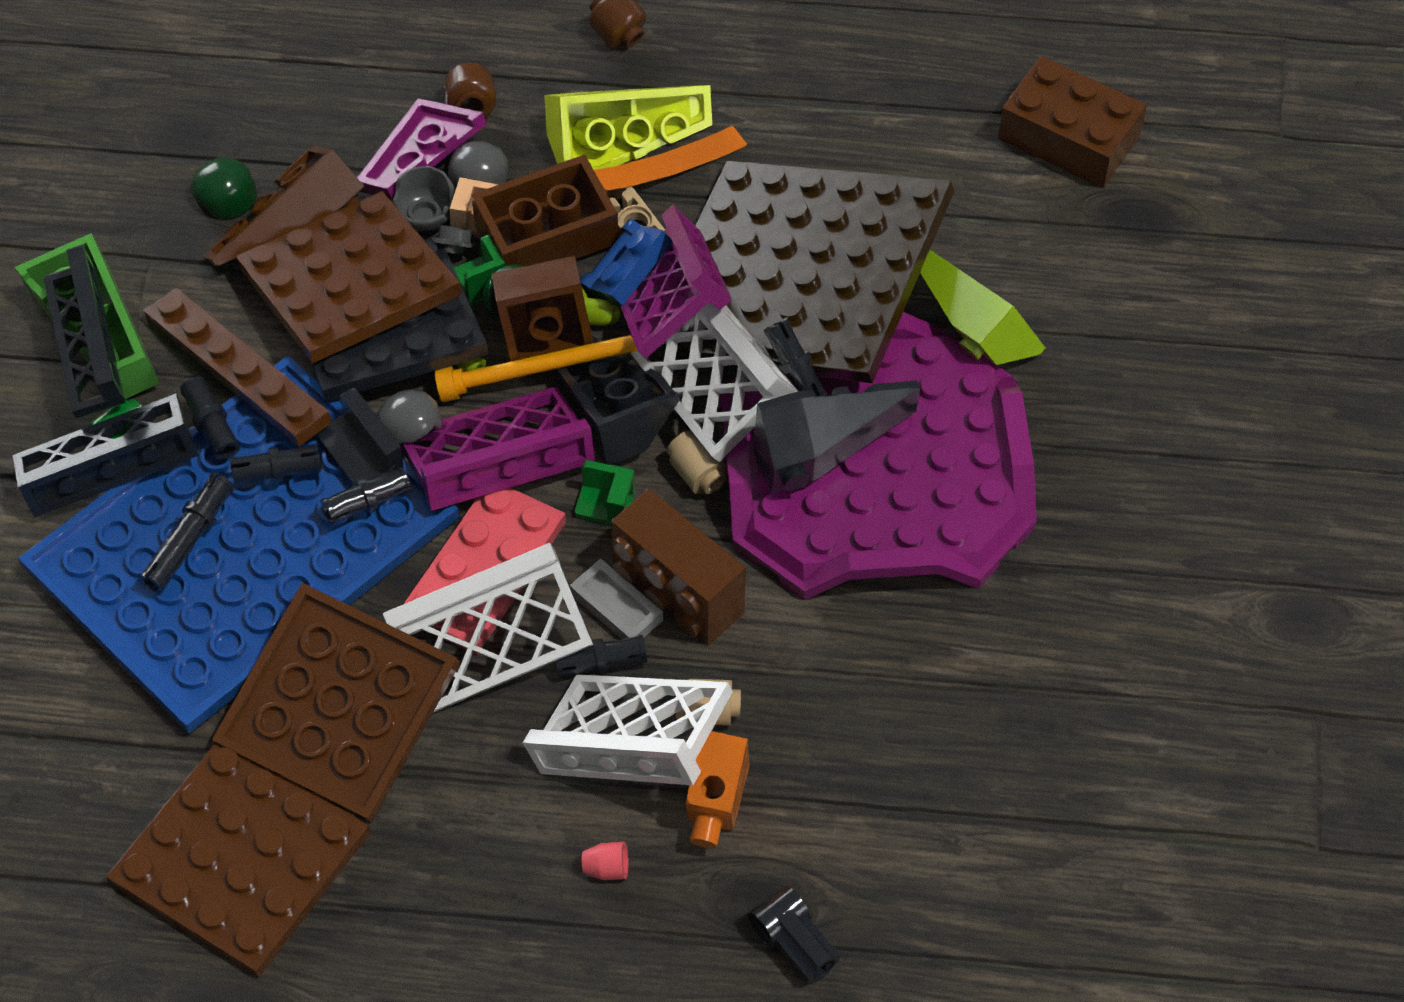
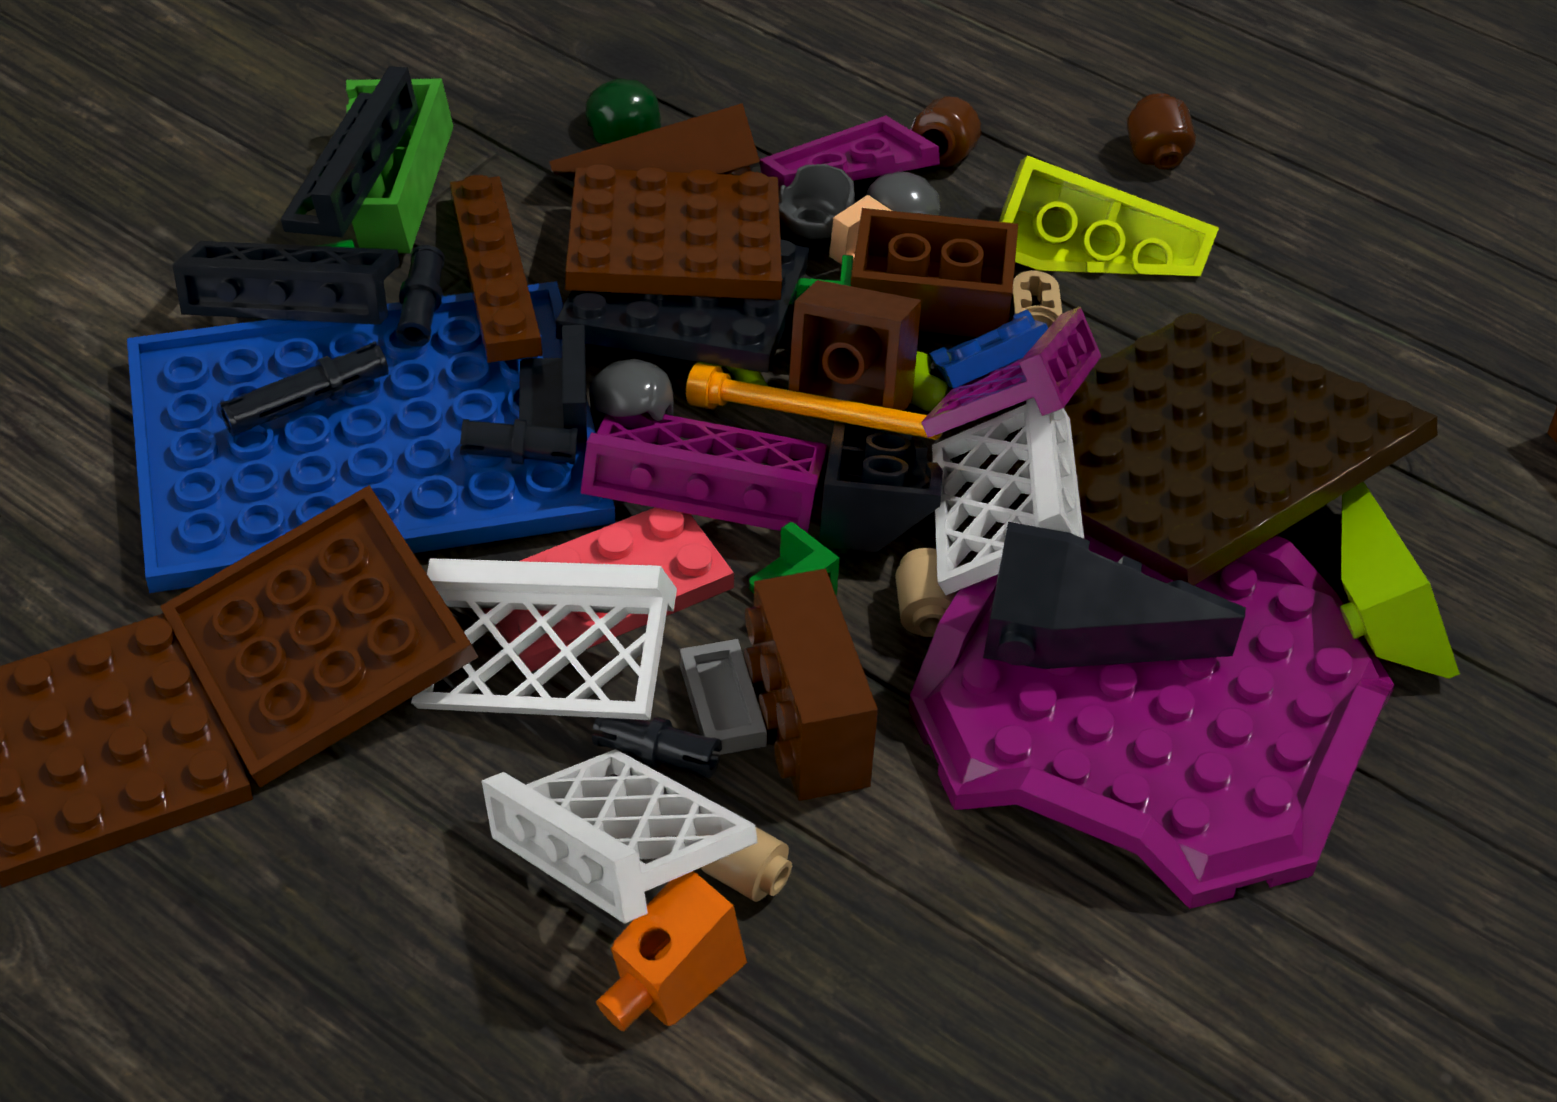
camera: 30 degrees right, 10 degrees down
(275, 464) = (449, 368): black pin -> none
(455, 239) = (822, 255): dark grey plate -> none
(606, 861) = (485, 975): coral hose -> none
(671, 162) = (1124, 289): orange sticker -> none
(793, 359) = (1104, 508): black pin -> none

